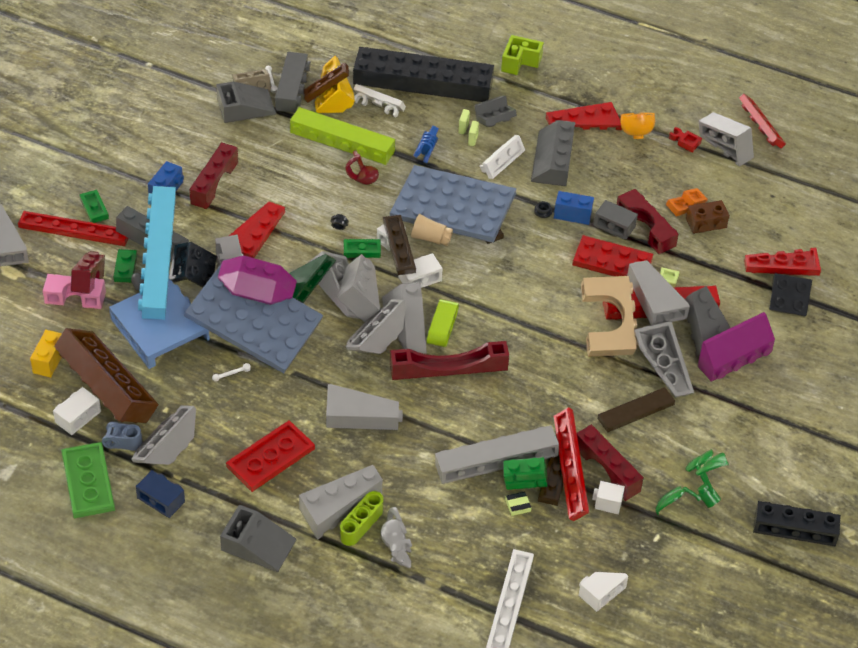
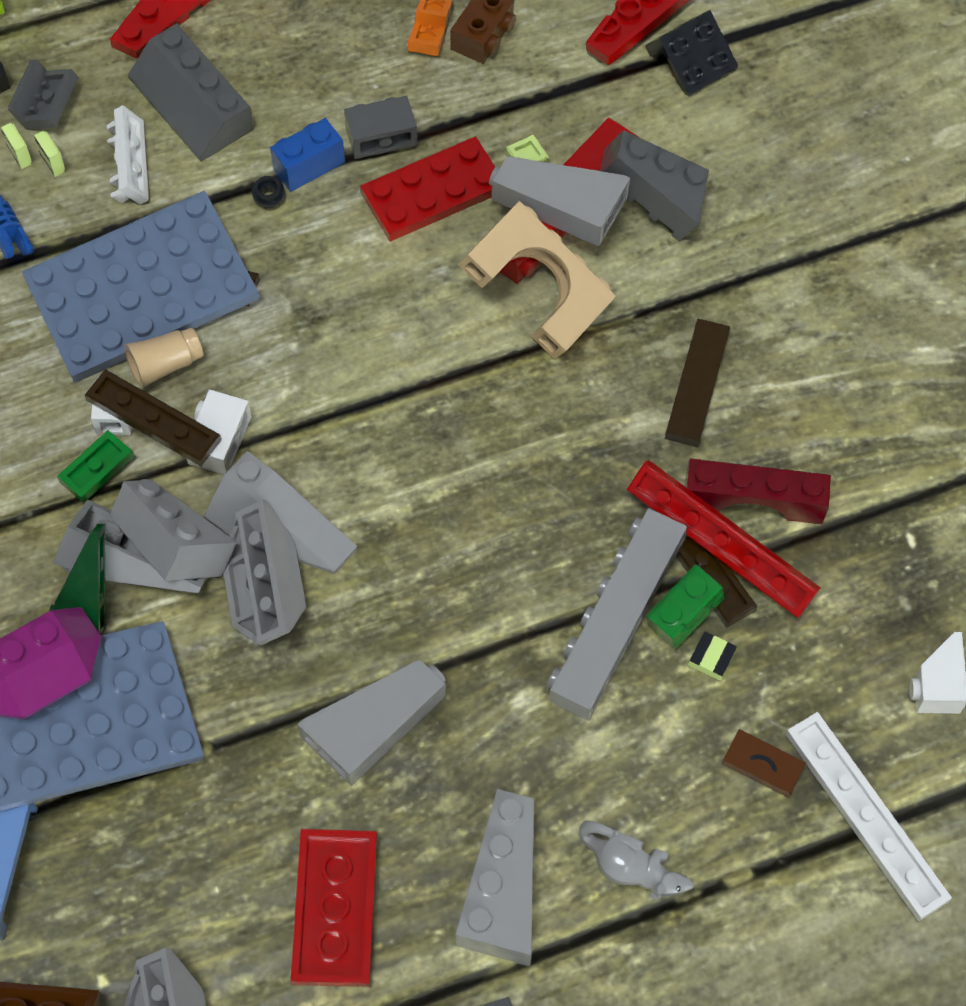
camera: 45 degrees left, 15 degrees up
(246, 367) = (141, 802): white hinge -> none
(339, 221) = (18, 453): black plate -> none
(365, 510) = (559, 860): lime beam -> none
(412, 364) = (377, 573): dark red arch -> none
(442, 323) = (332, 482): lime beam -> none
(491, 555) = (763, 763): none -> reddish brown tile
(608, 497) = (809, 540): white brick -> none
(662, 234) = (454, 96): dark red arch -> none
(664, 354) = (651, 271): light grey wedge -> none
(706, 491) = (920, 387): green plant -> none
(736, 347) = (726, 187): magenta slope -> none

